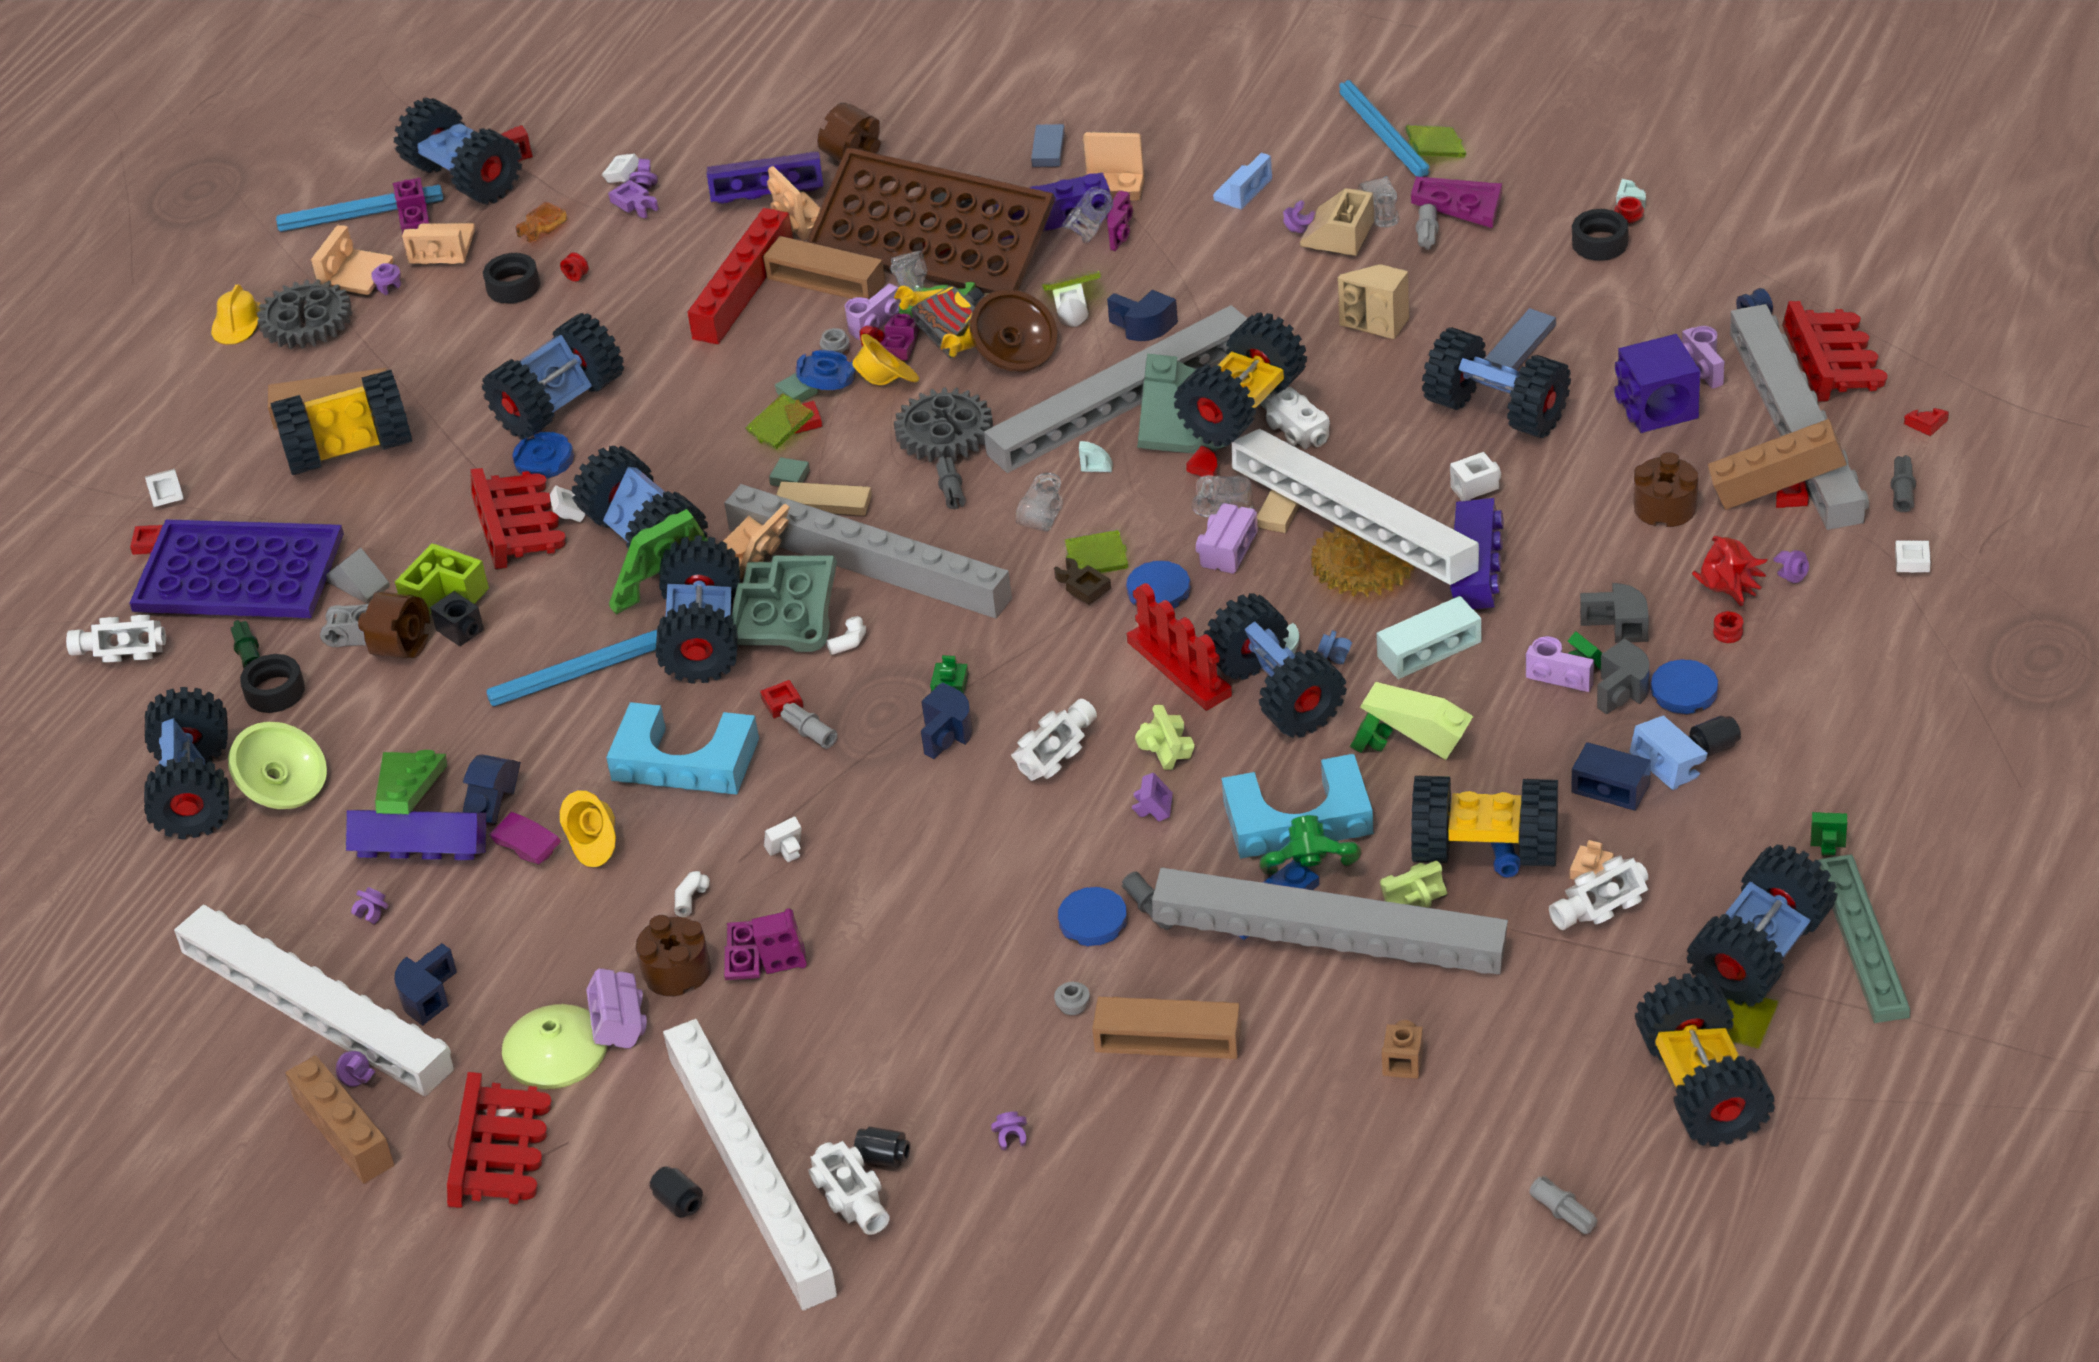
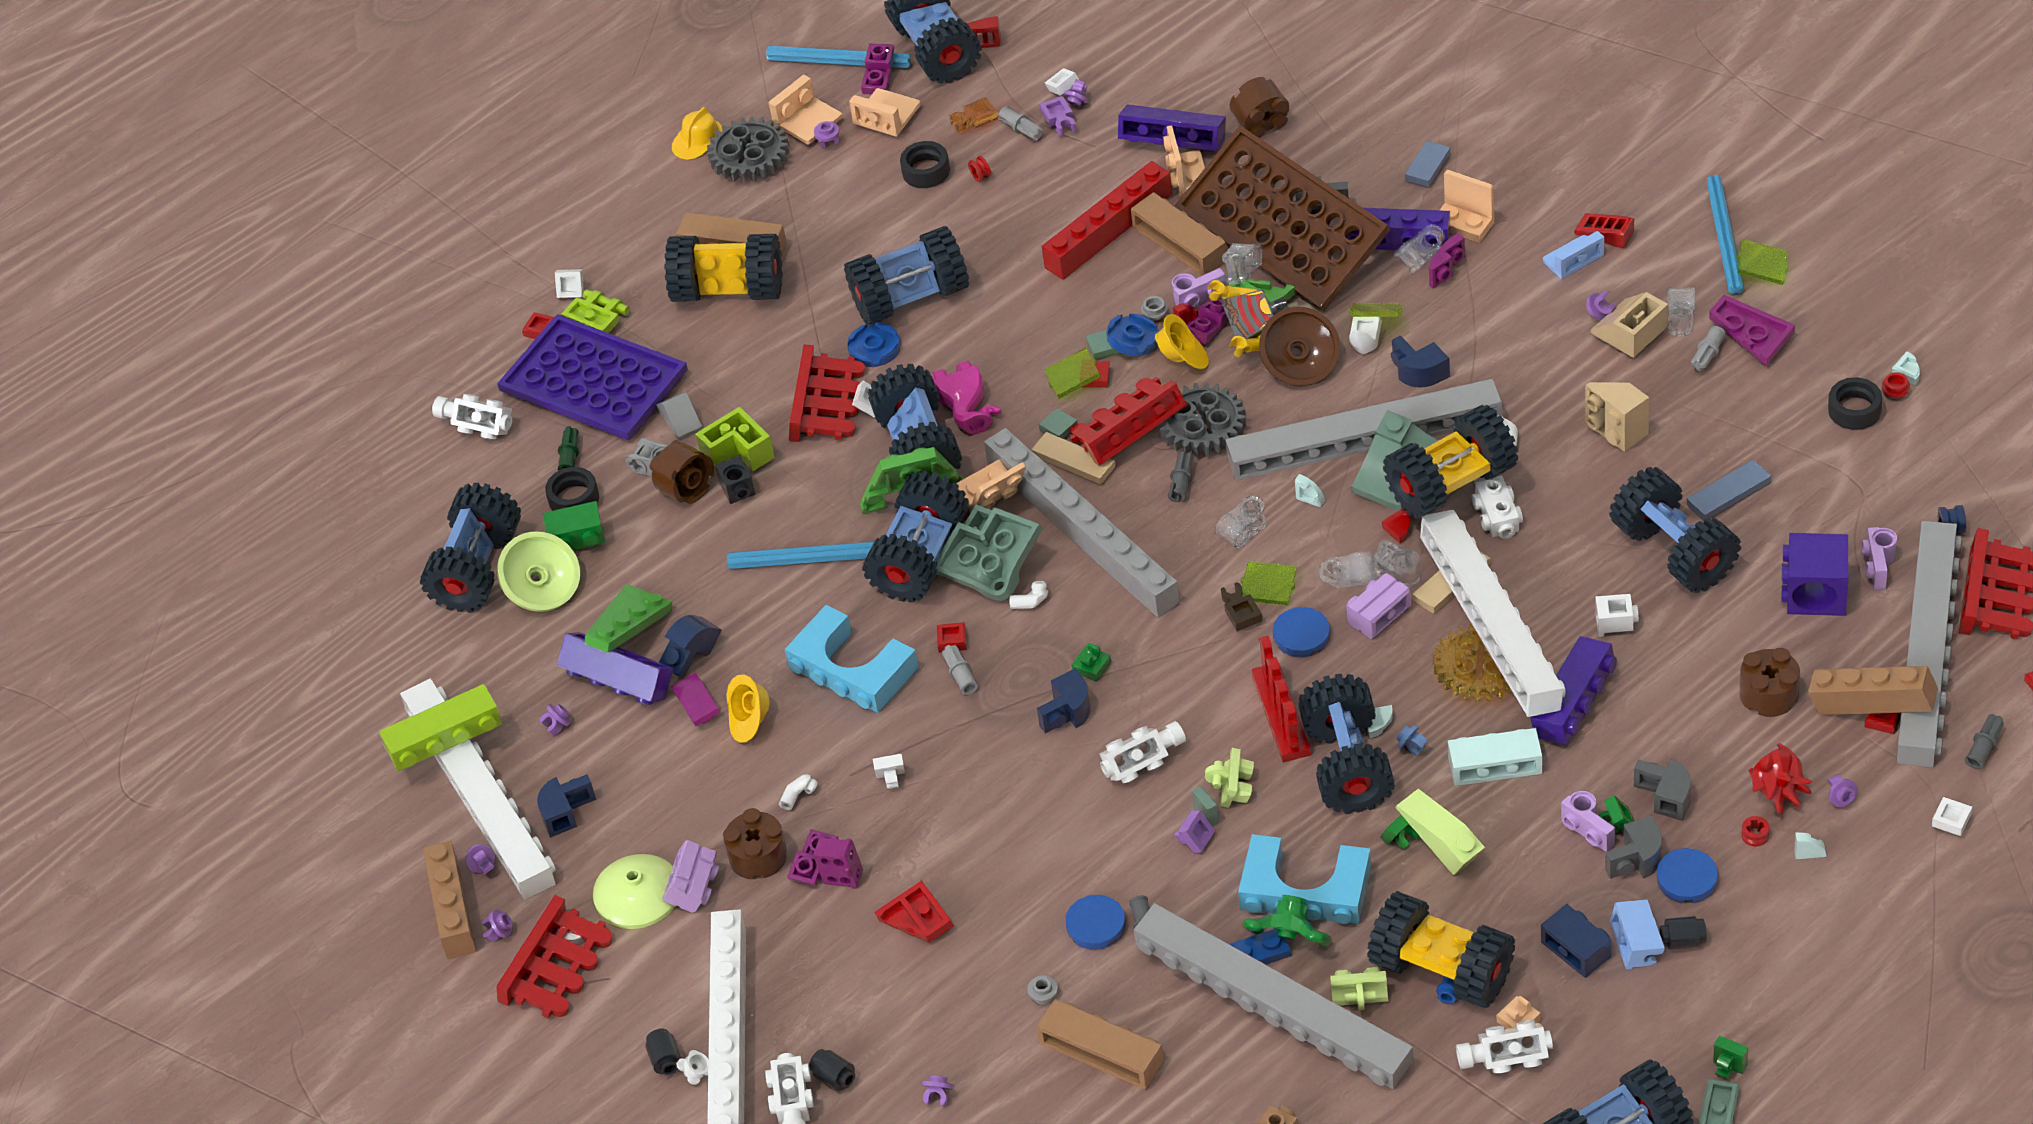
camera: 25 degrees right, 5 degrees up
(209, 504) = (591, 314): none -> lime plate
(245, 945) = (440, 727): none -> lime brick
(301, 706) = (576, 525): none -> green brick
(411, 1127) = (498, 924): none -> medium lavender plate
(595, 216) = (1020, 123): none -> light grey axle
(673, 472) = (963, 393): none -> dark pink hips
(720, 1194) = (699, 1061): none -> white plate
(875, 443) = (1135, 422): none -> red fence
(891, 967) = (916, 914): none -> red wing
(1146, 764) = (1204, 803): none -> sand green tile
(1184, 511) = (1353, 570): none -> clear piece
(1277, 147) = (1618, 232): none -> red slope
(1789, 624) = (1808, 847): none -> light aqua tile

